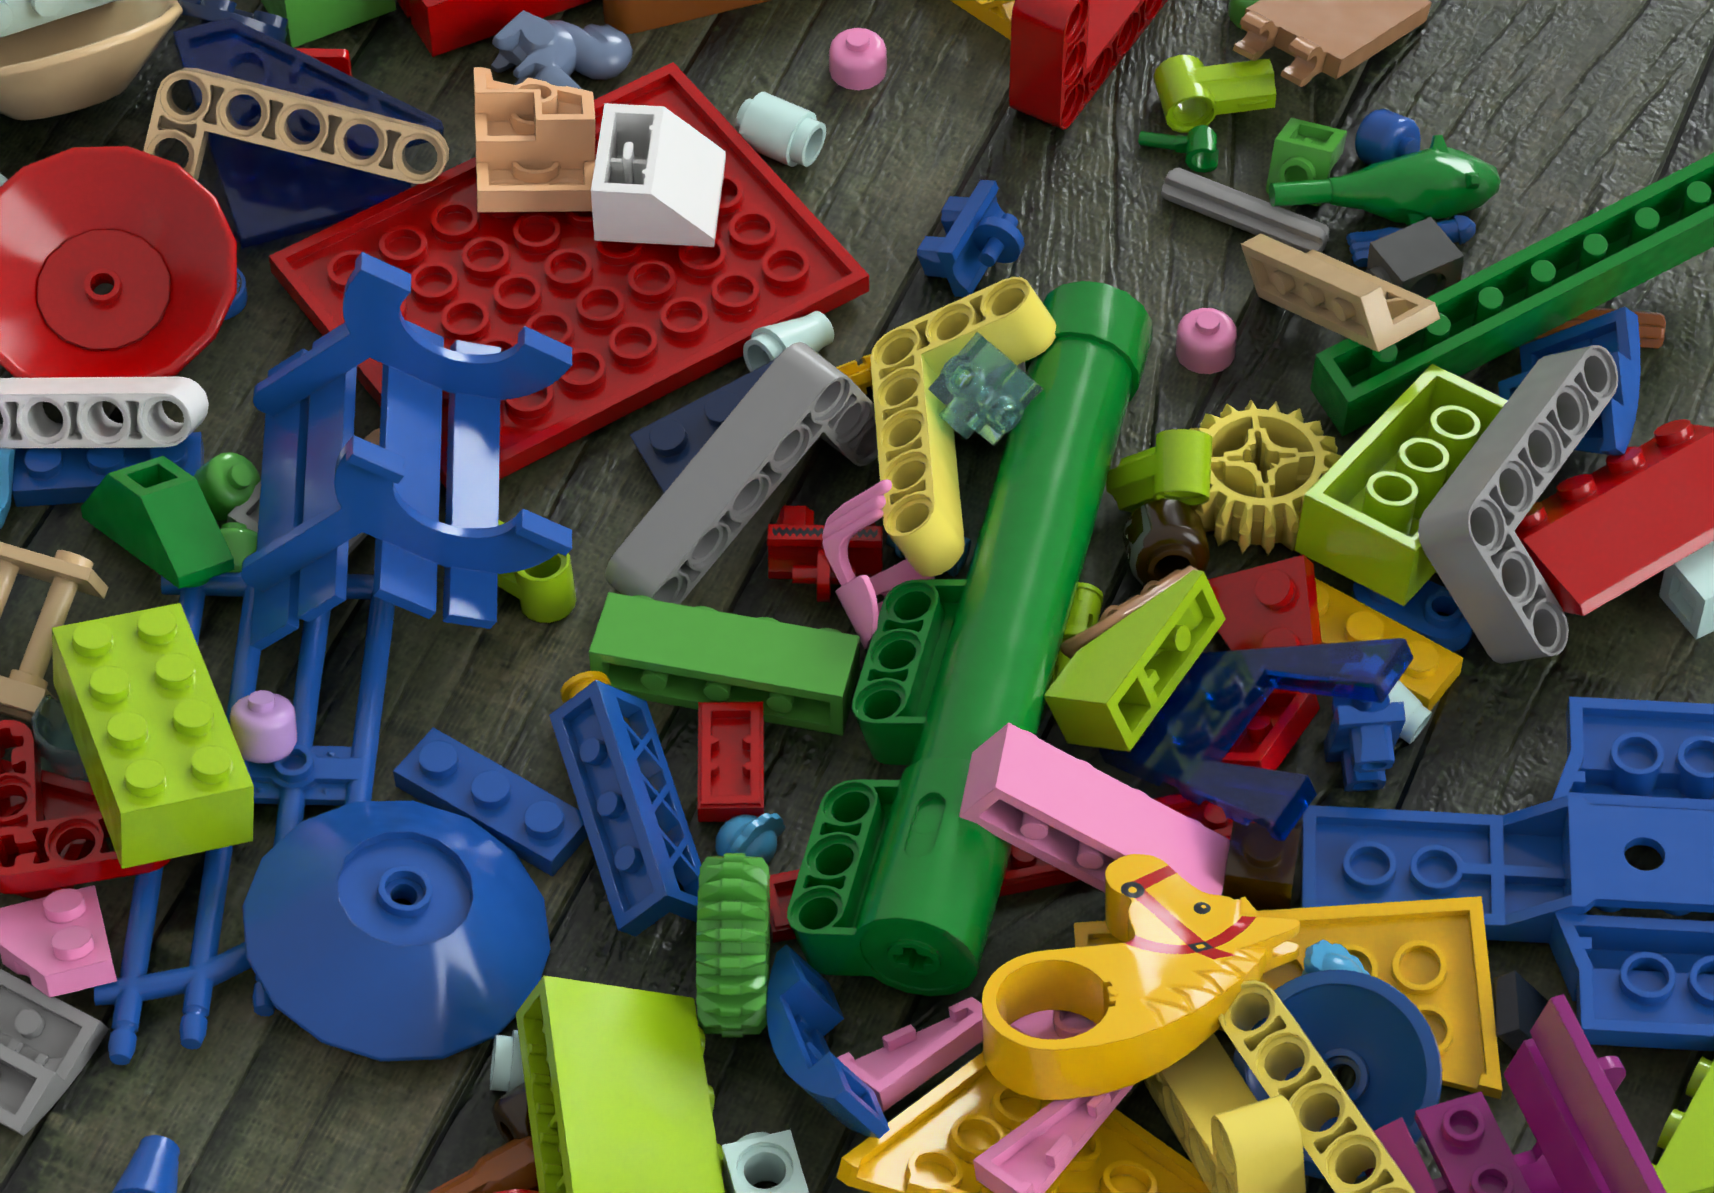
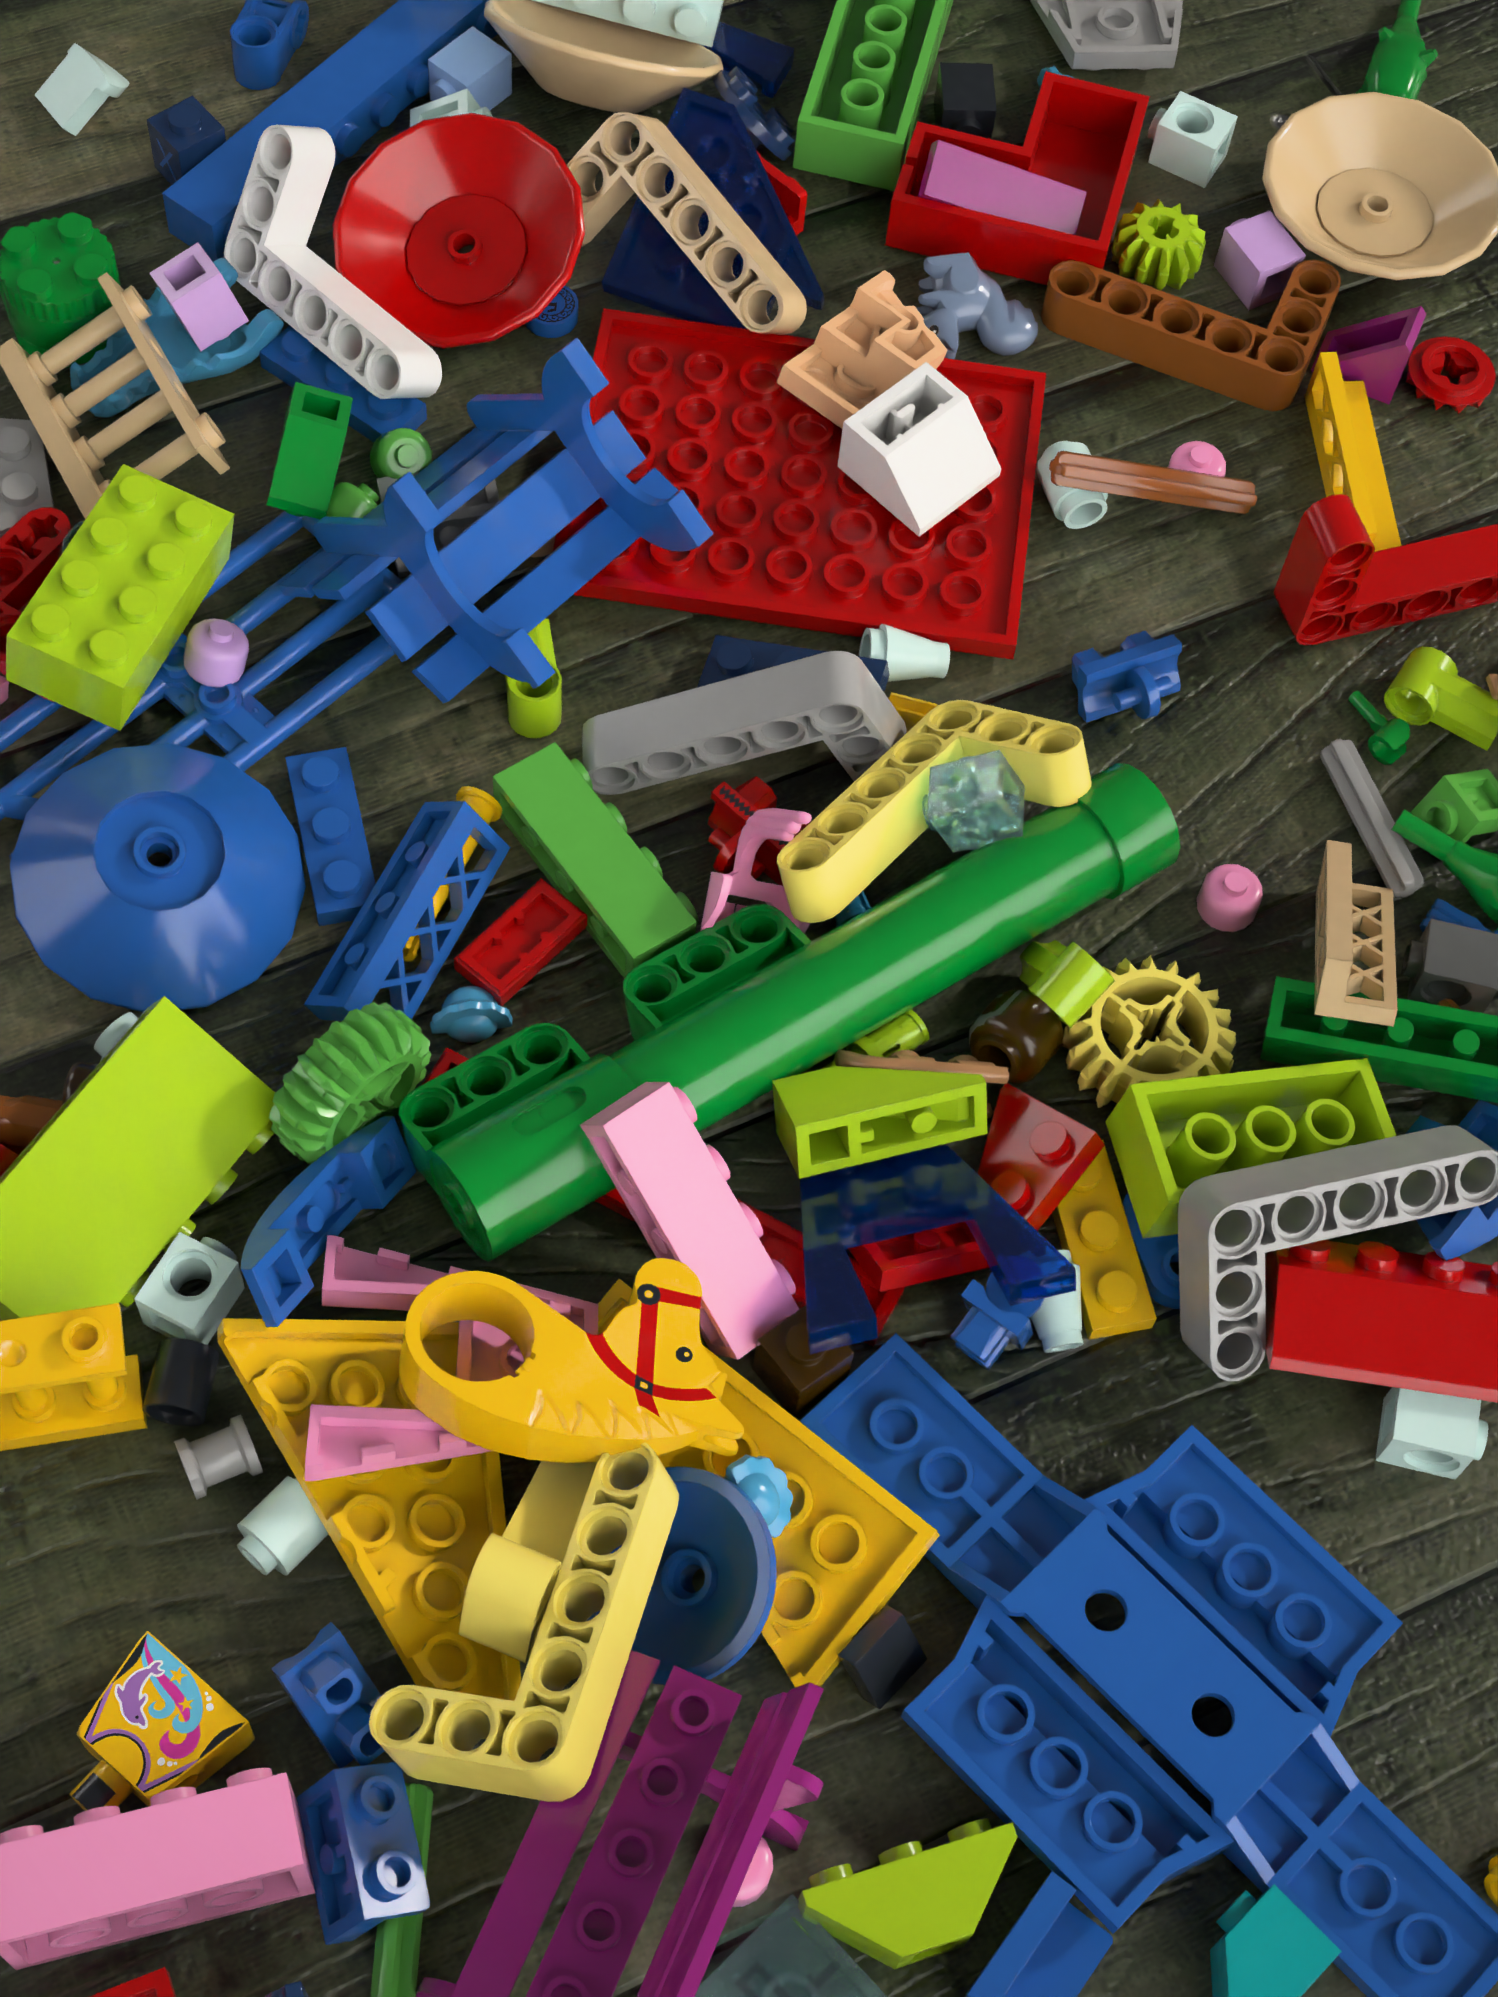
camera: 35 degrees right, 10 degrees up
(845, 83) = (1152, 482): none -> dark orange axle

